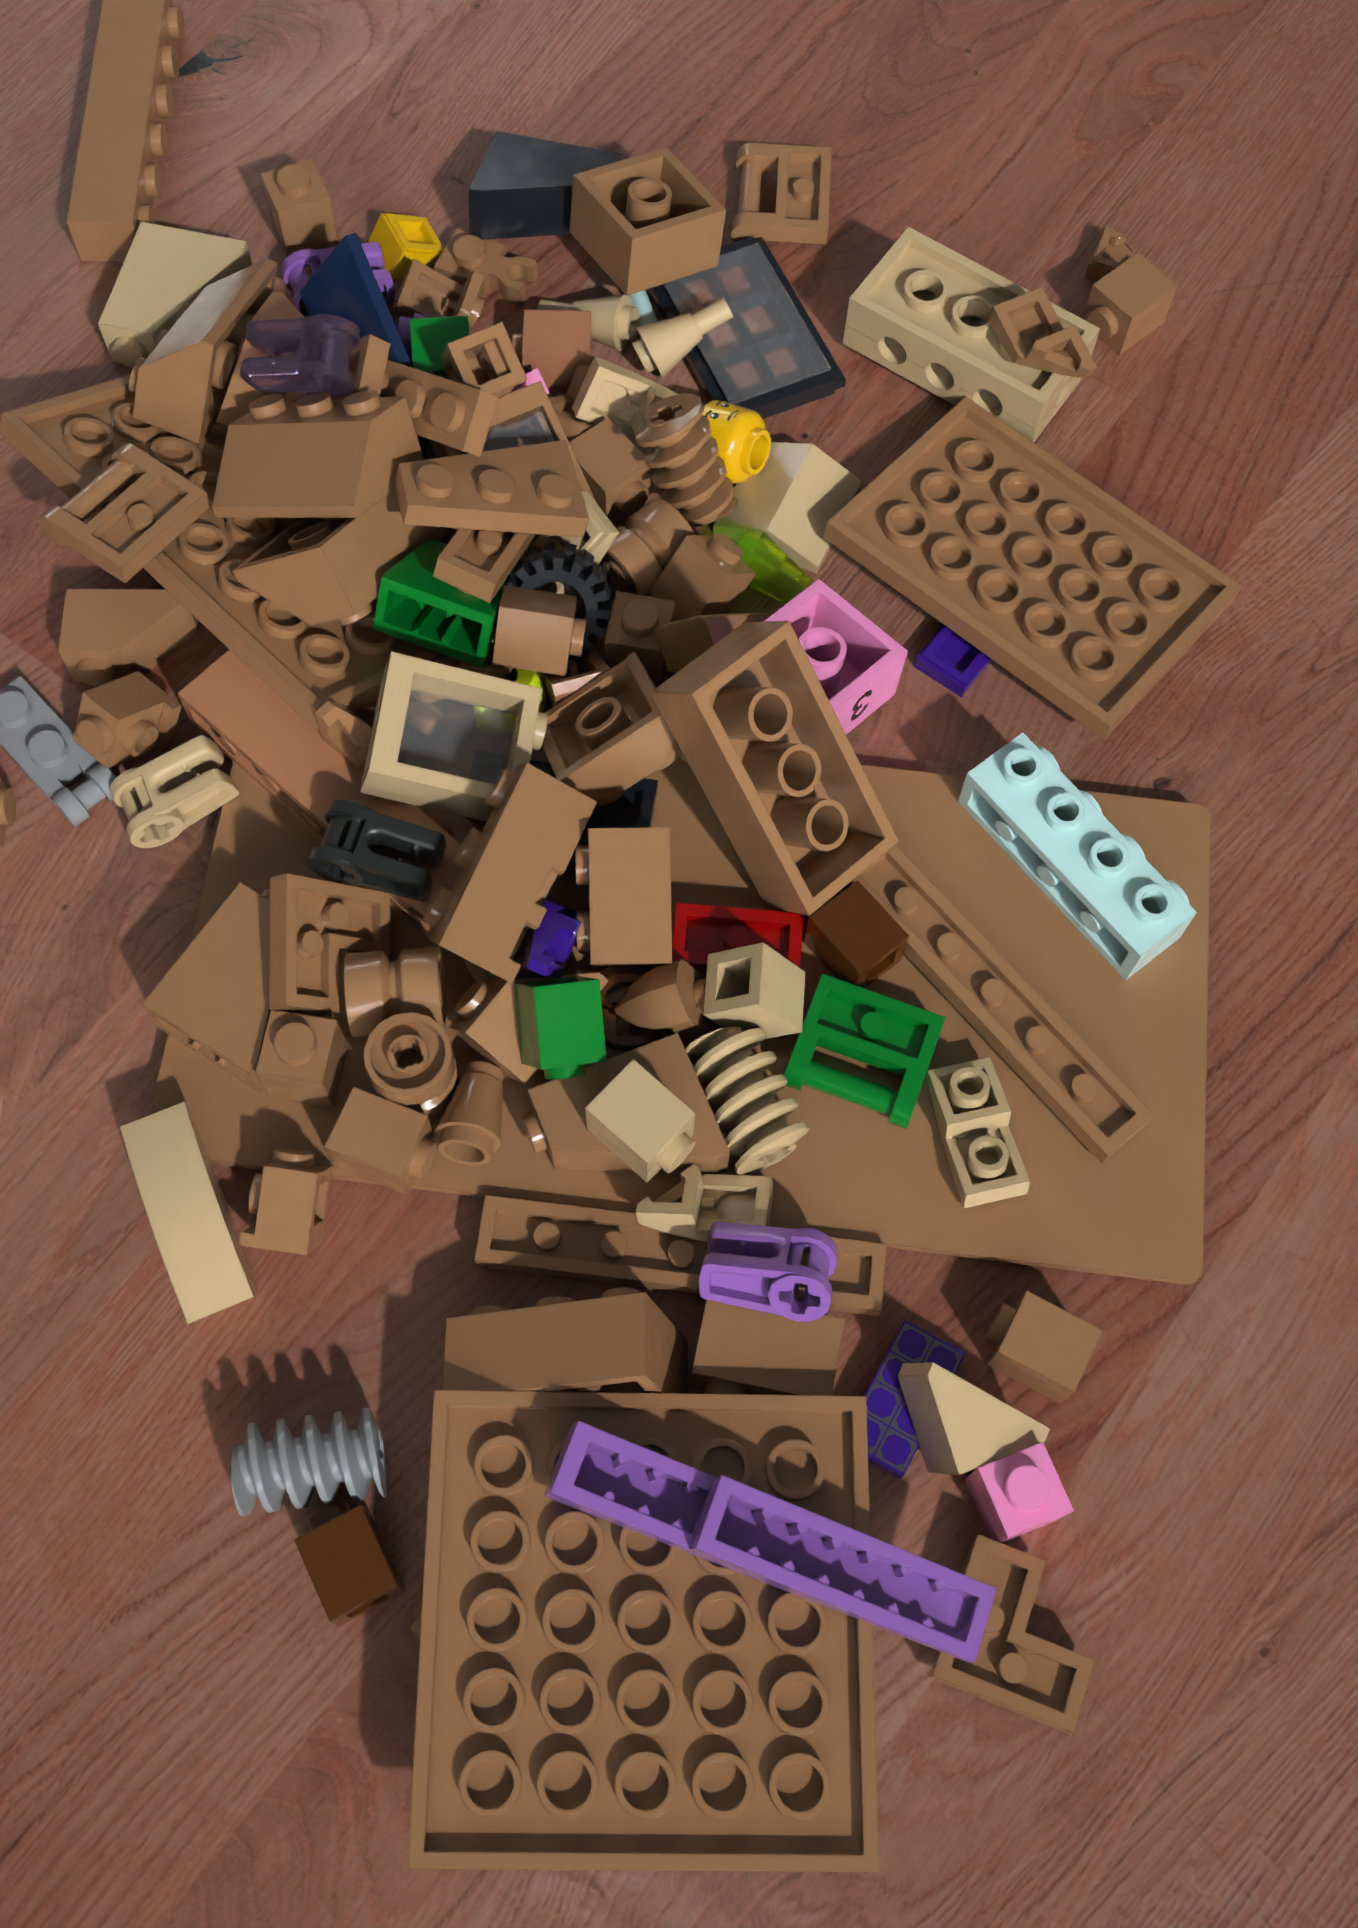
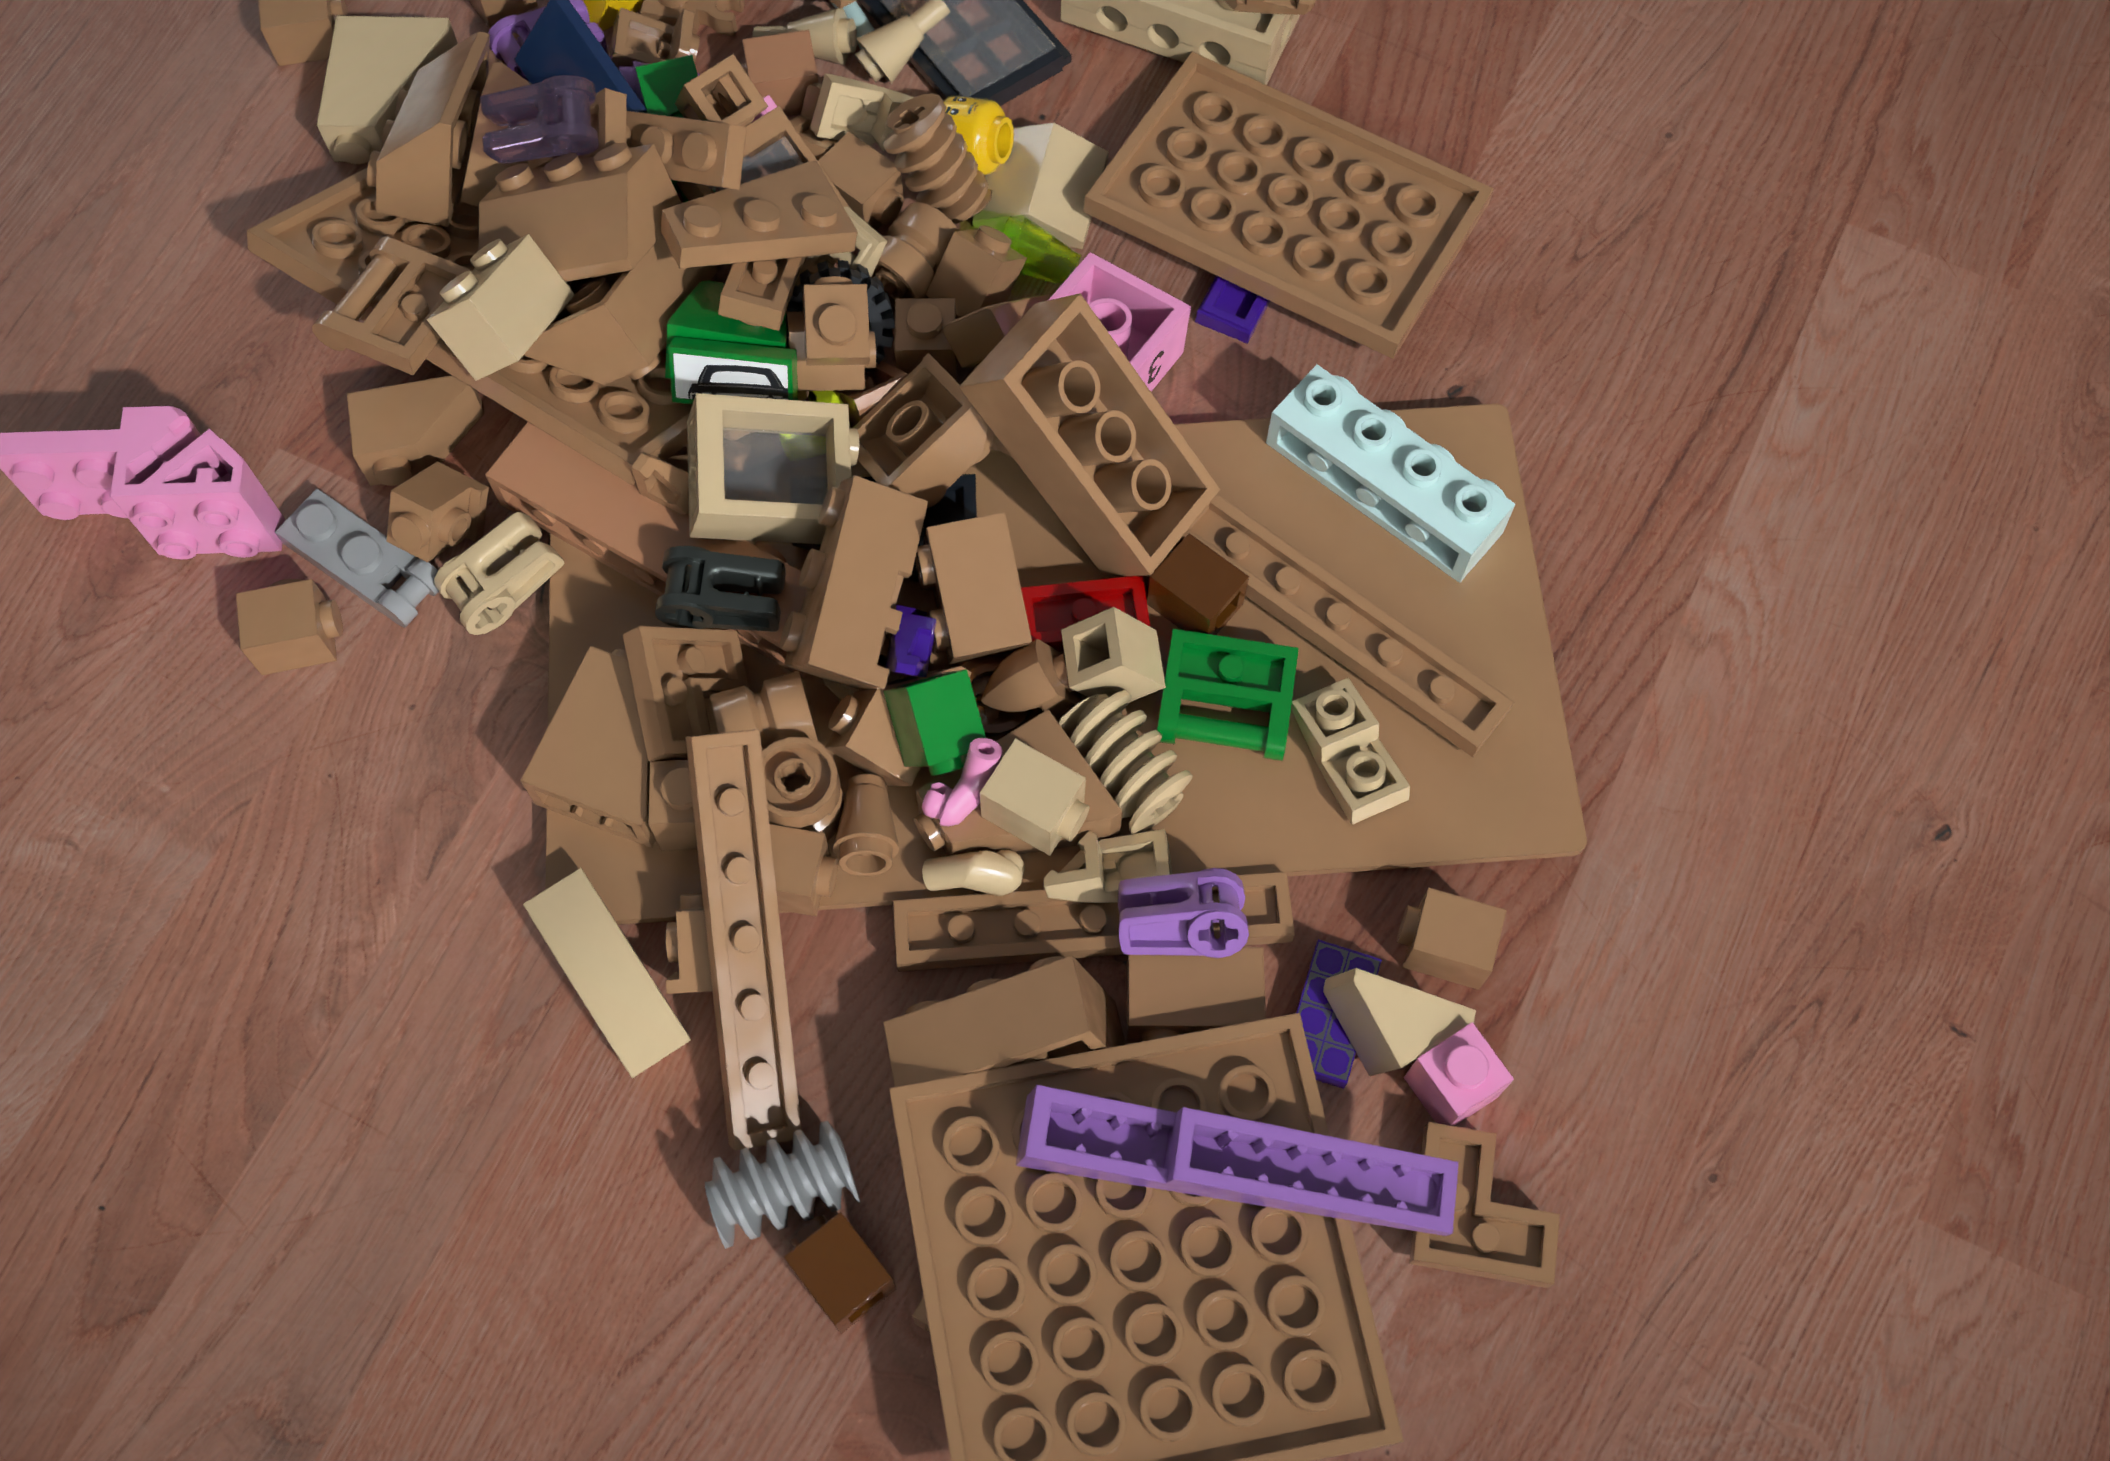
camera: 10 degrees left, 0 degrees up
(222, 531) = (500, 305): none -> tan brick
(323, 1206) = (744, 937): none -> medium nougat plate
(436, 634) = (731, 370): none -> tile
(546, 605) = (836, 322): none -> medium nougat bracket
(562, 1112) = (955, 804): none -> bright pink arm
(574, 1182) = (981, 871): none -> tan arm

